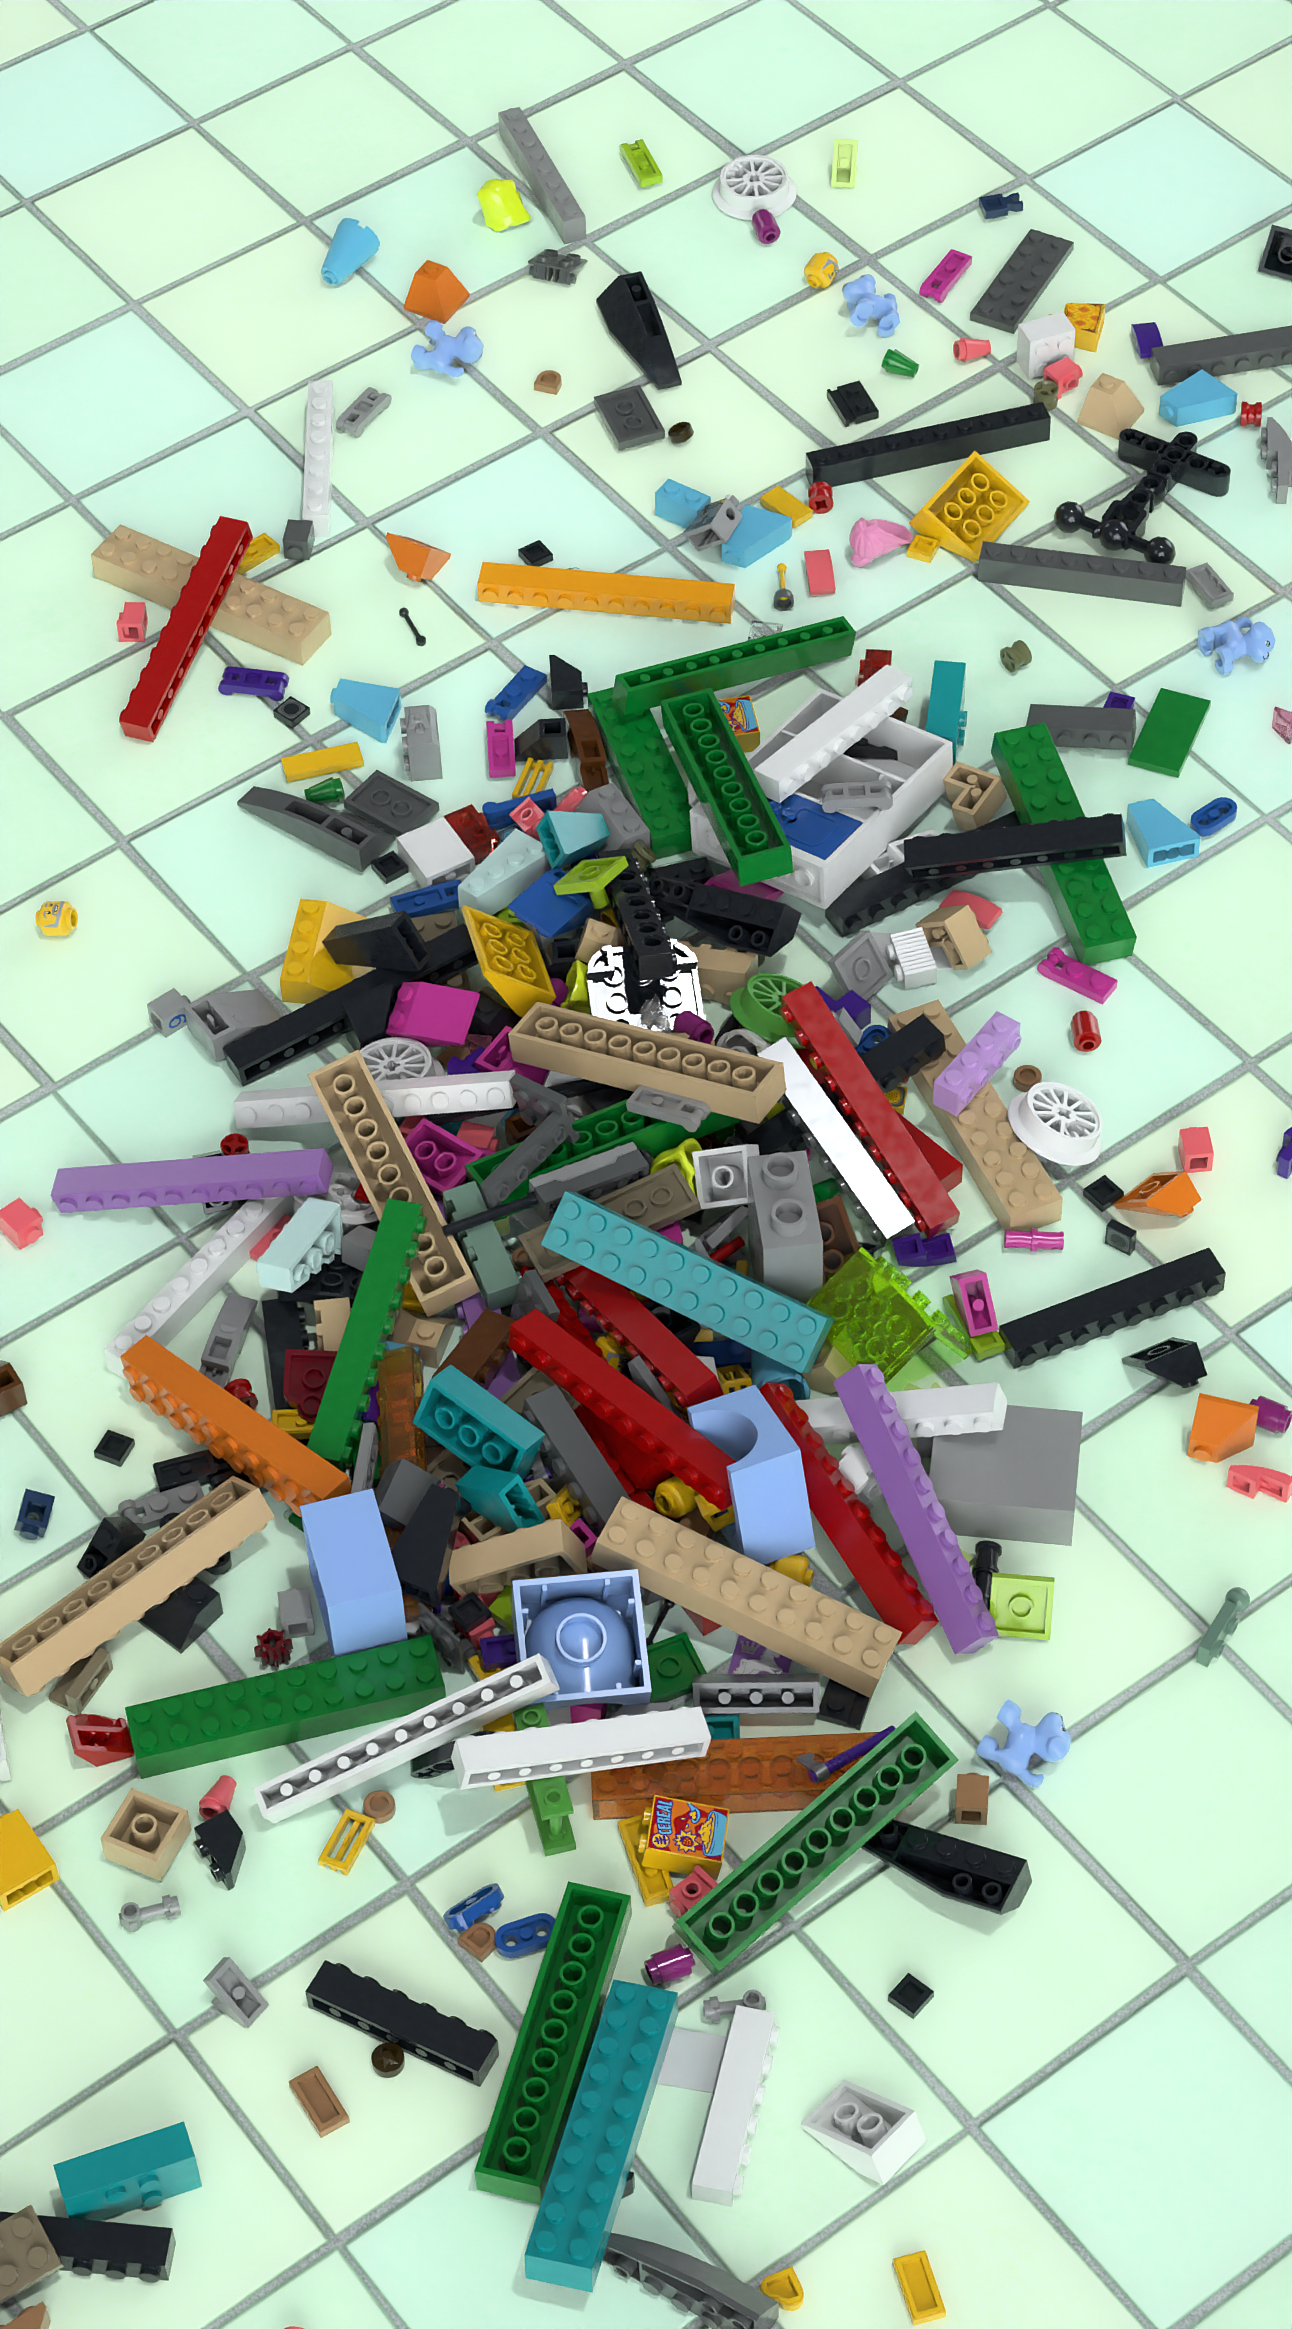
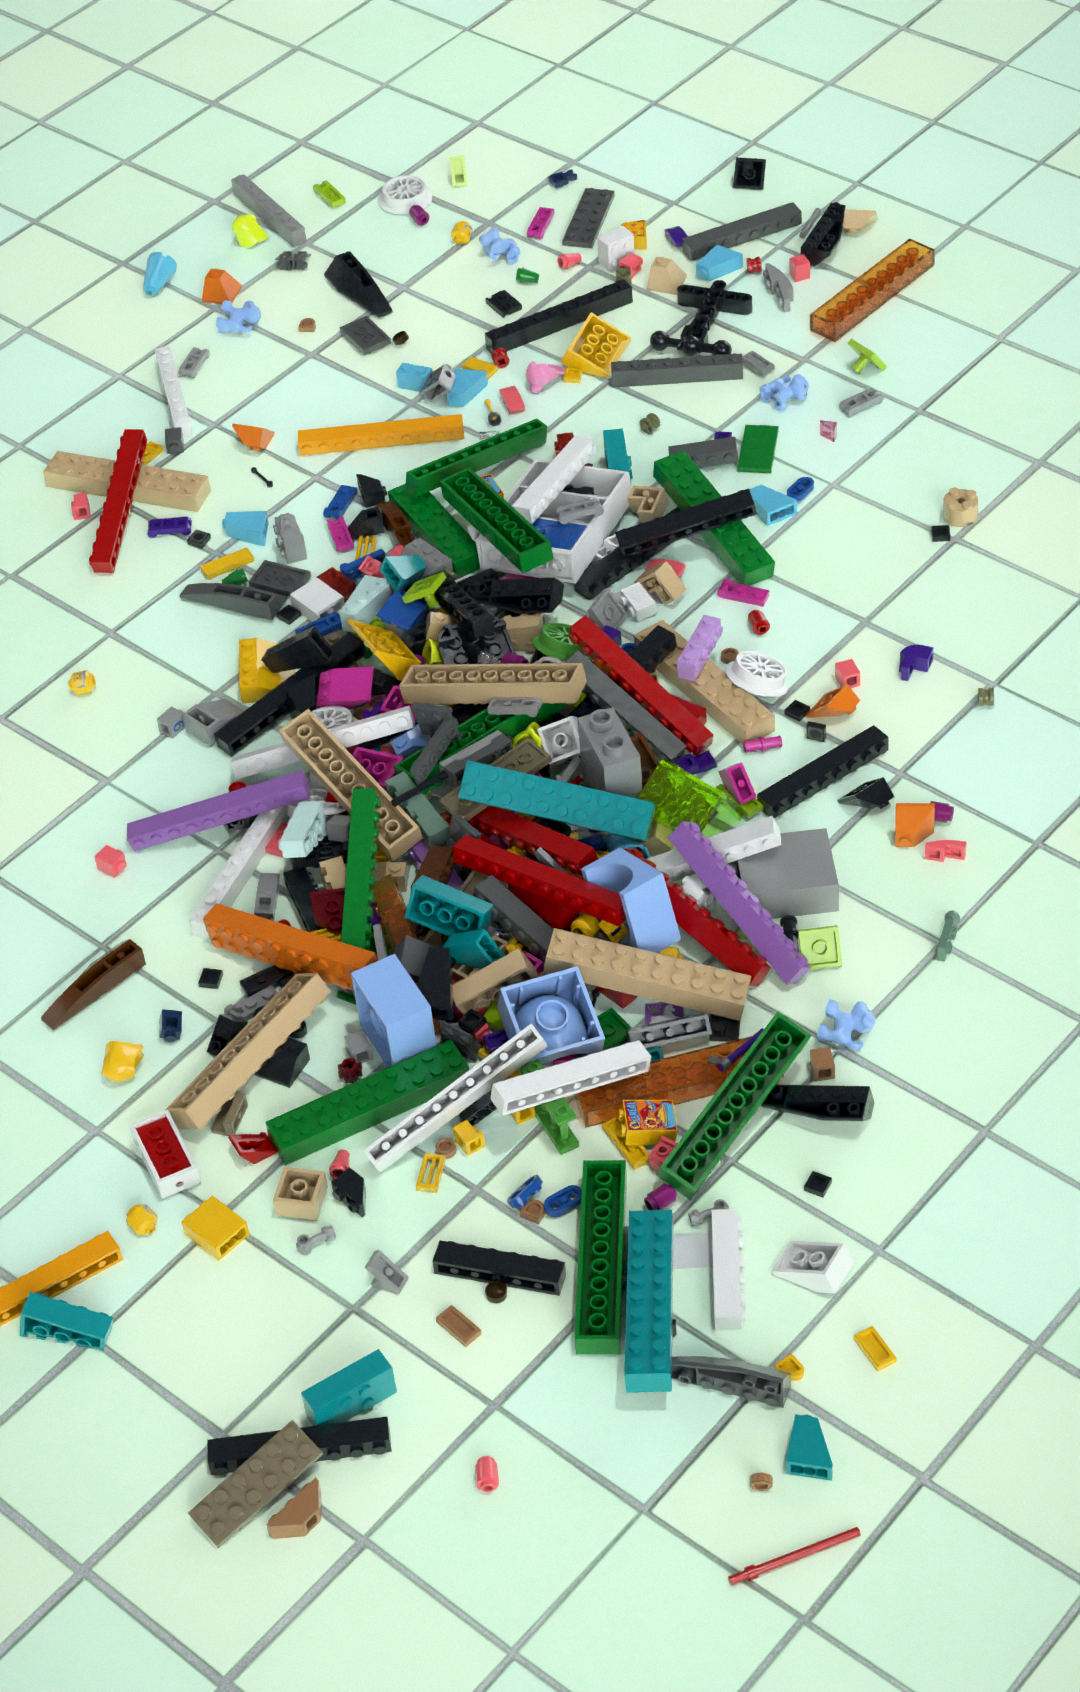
camera: 10 degrees left, 5 degrees down
(415, 1798) = (468, 1137): none -> yellow brick
(499, 1129) = (409, 741): none -> medium blue slope
(535, 554) = (328, 421): black tile -> none

